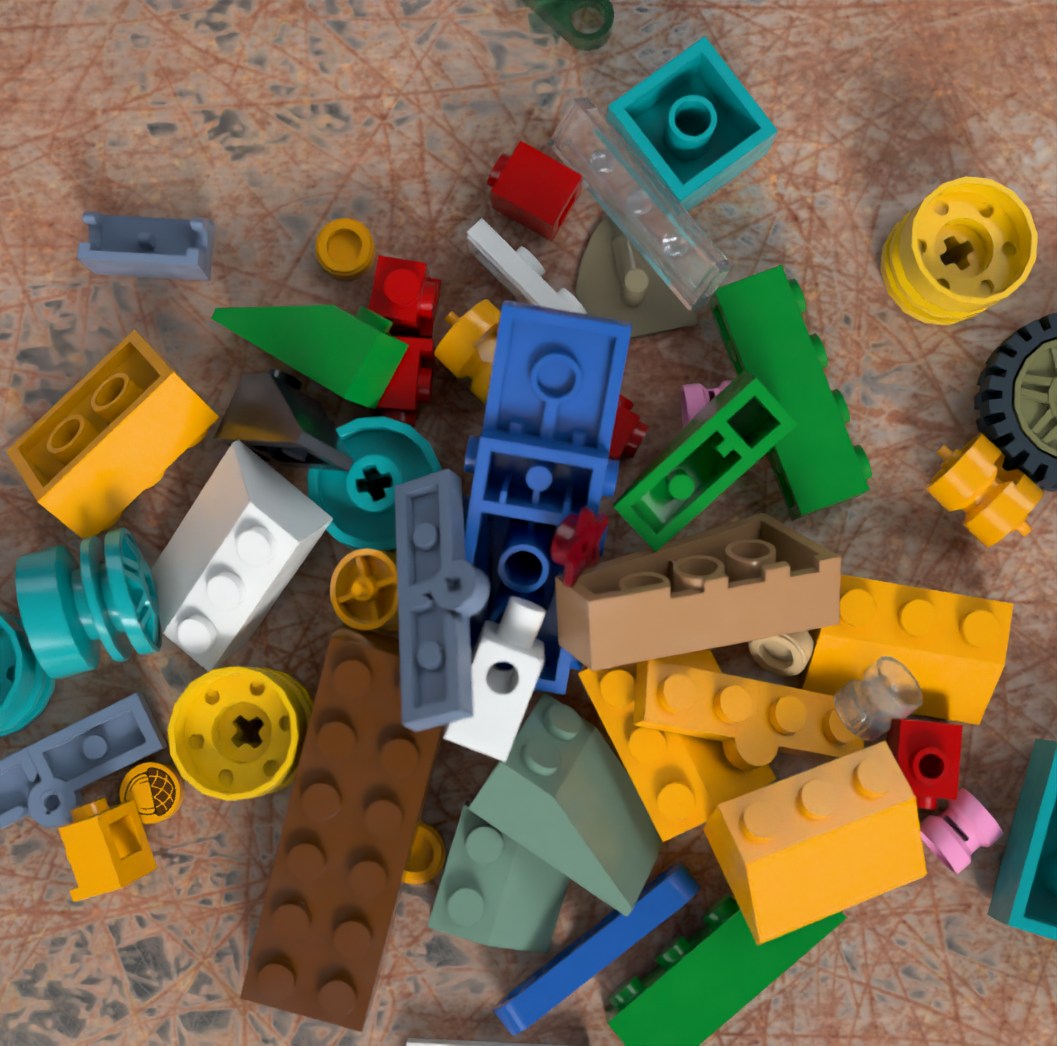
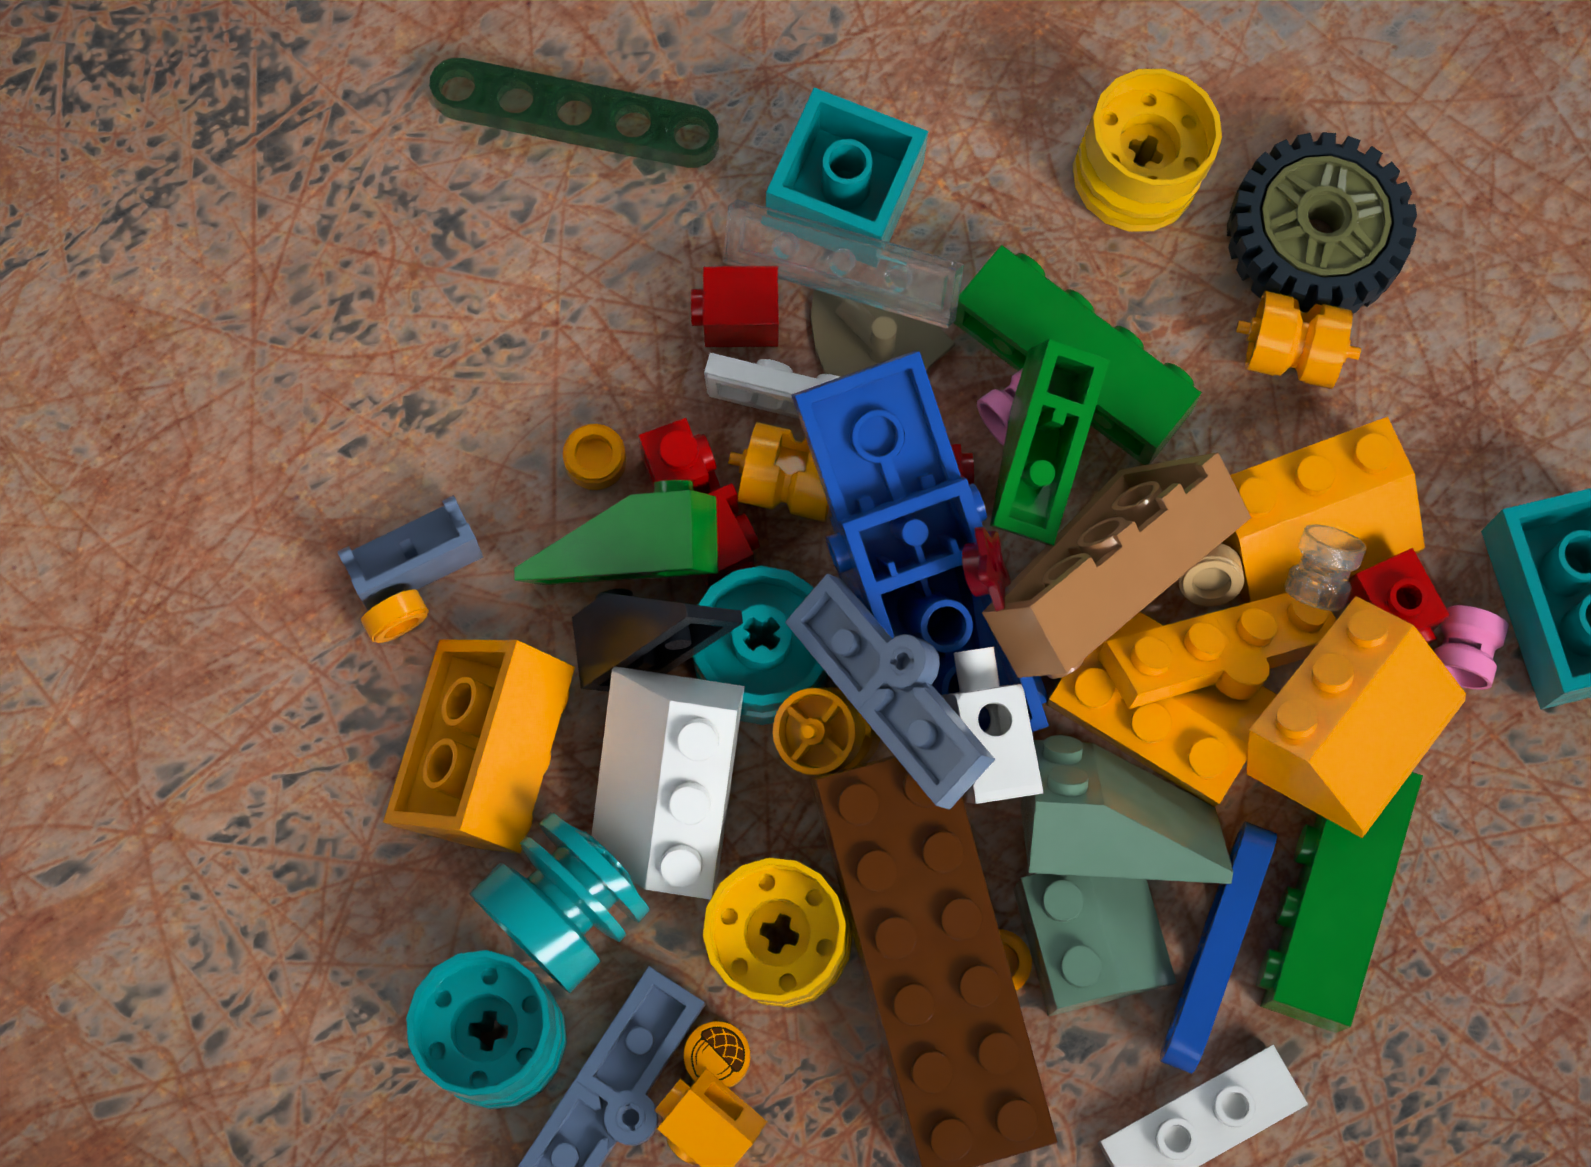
camera: 35 degrees left, 10 degrees down
(105, 290) = (395, 616): none -> light orange tile

